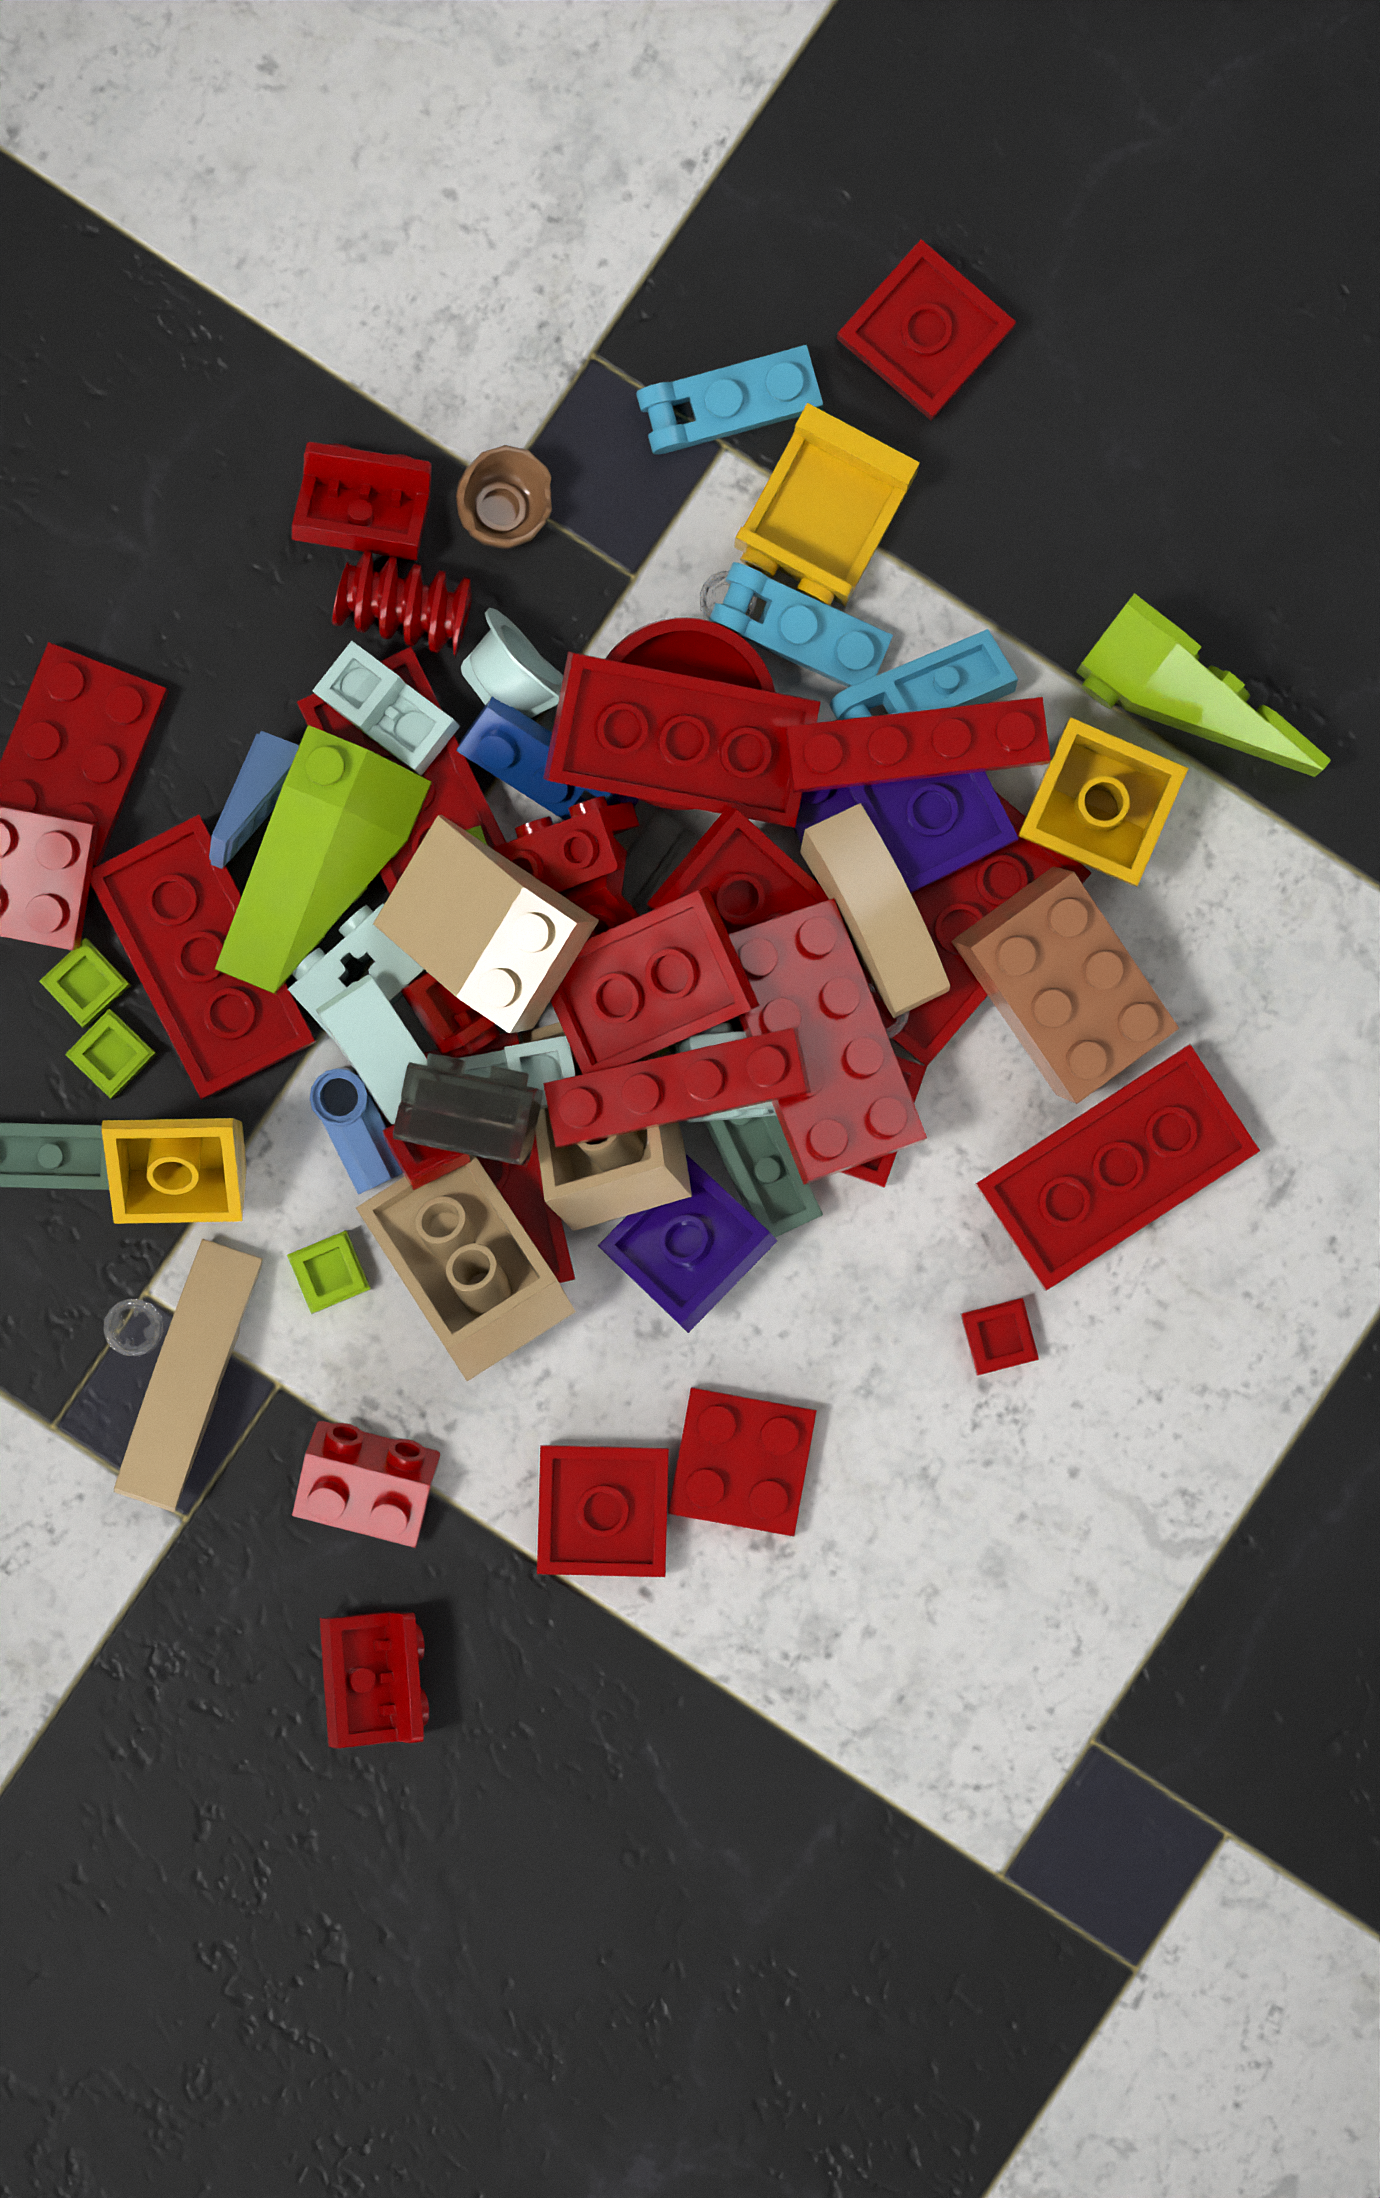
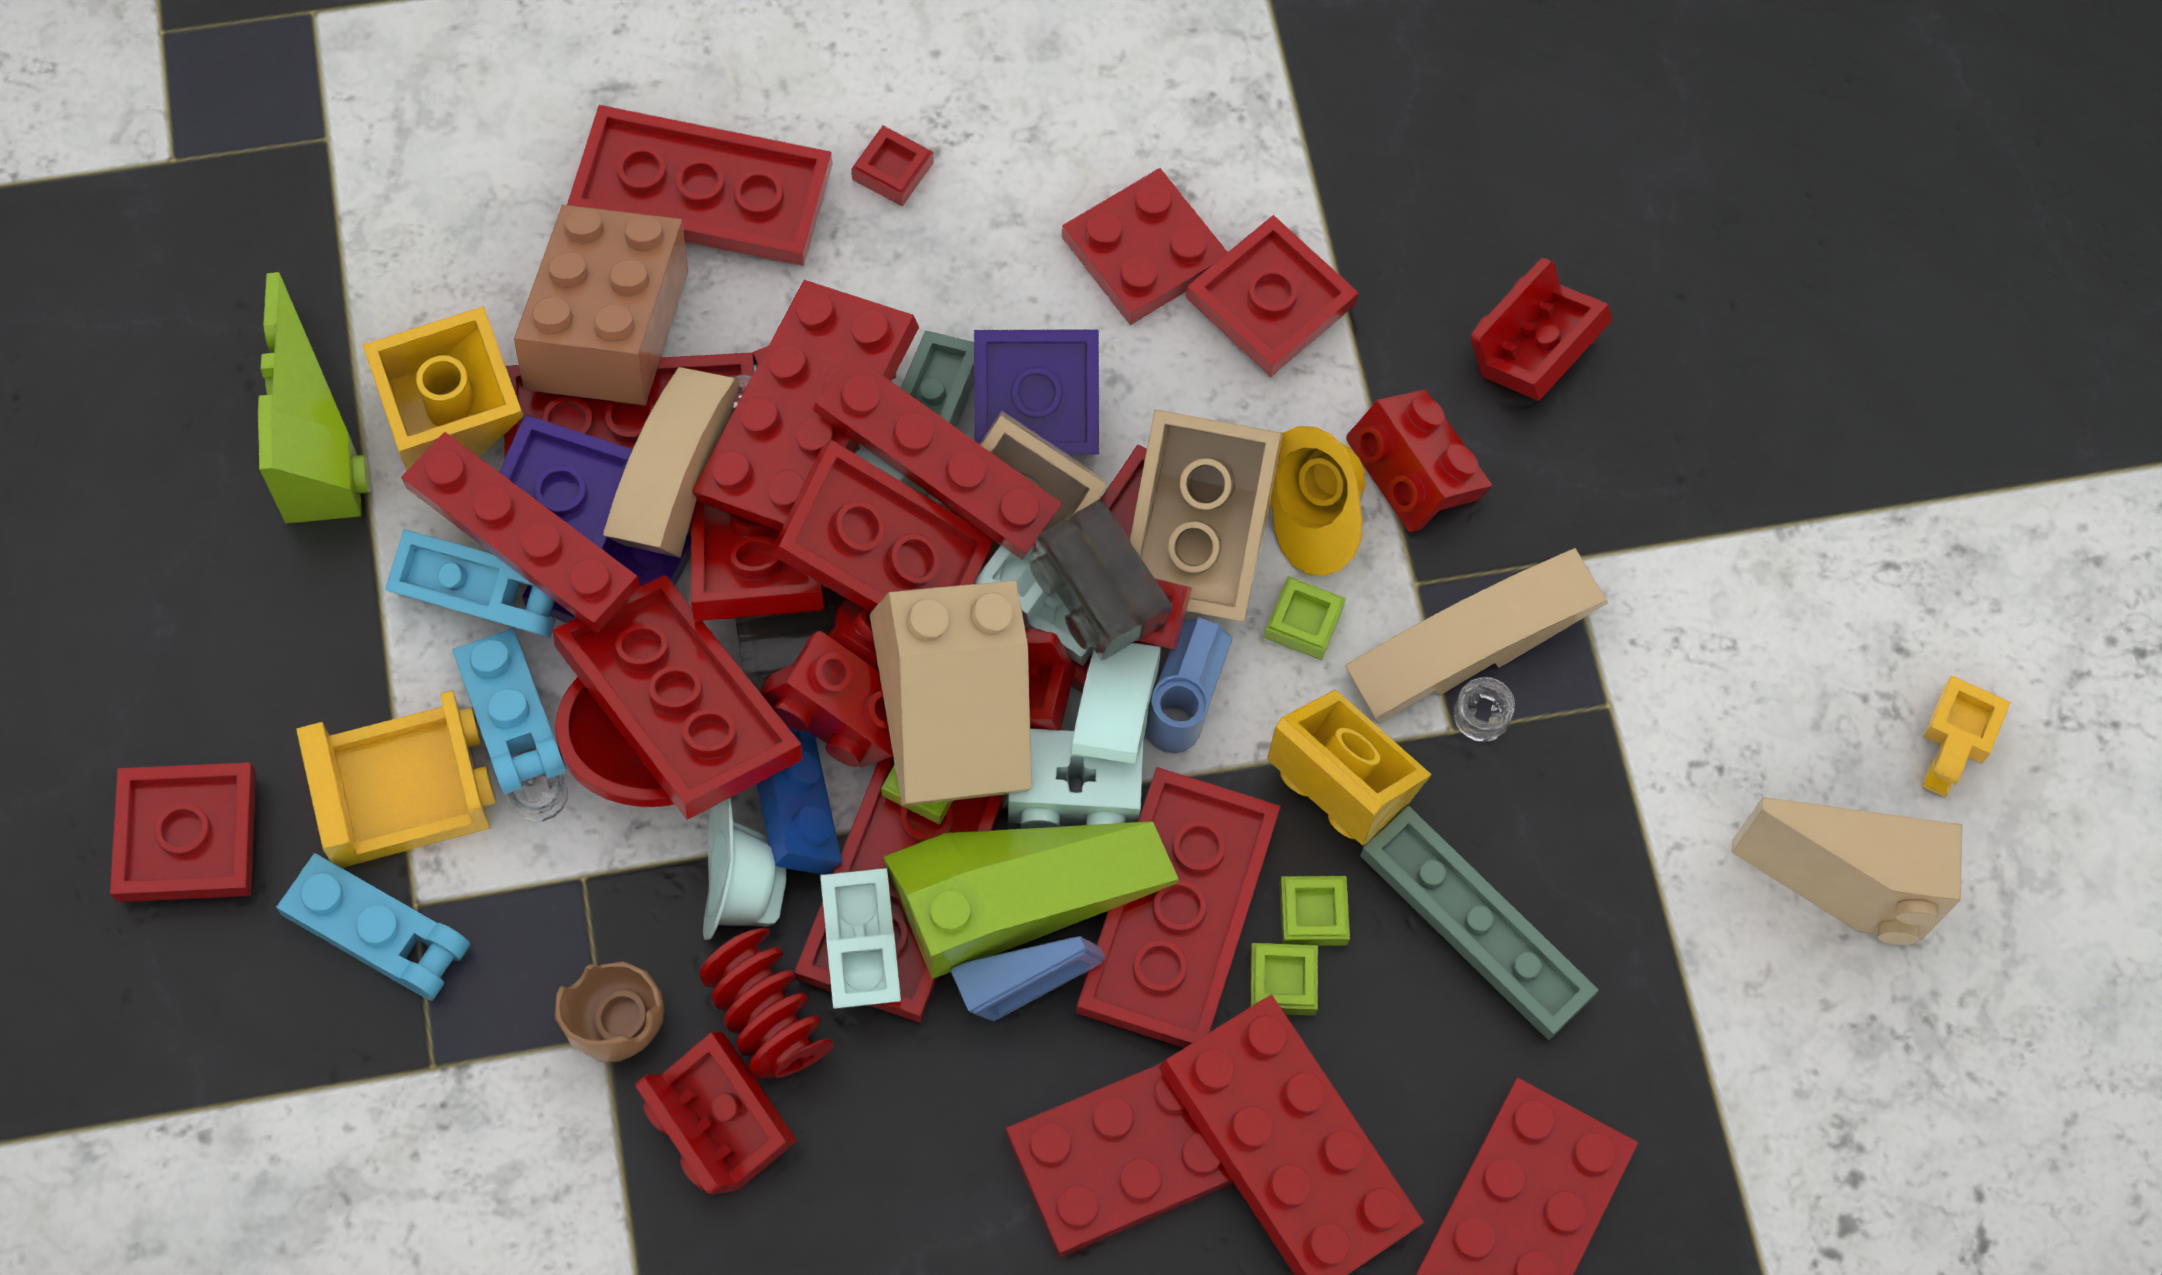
camera: 140 degrees left, 20 degrees down
(400, 1365) = (1317, 501): none -> yellow piece

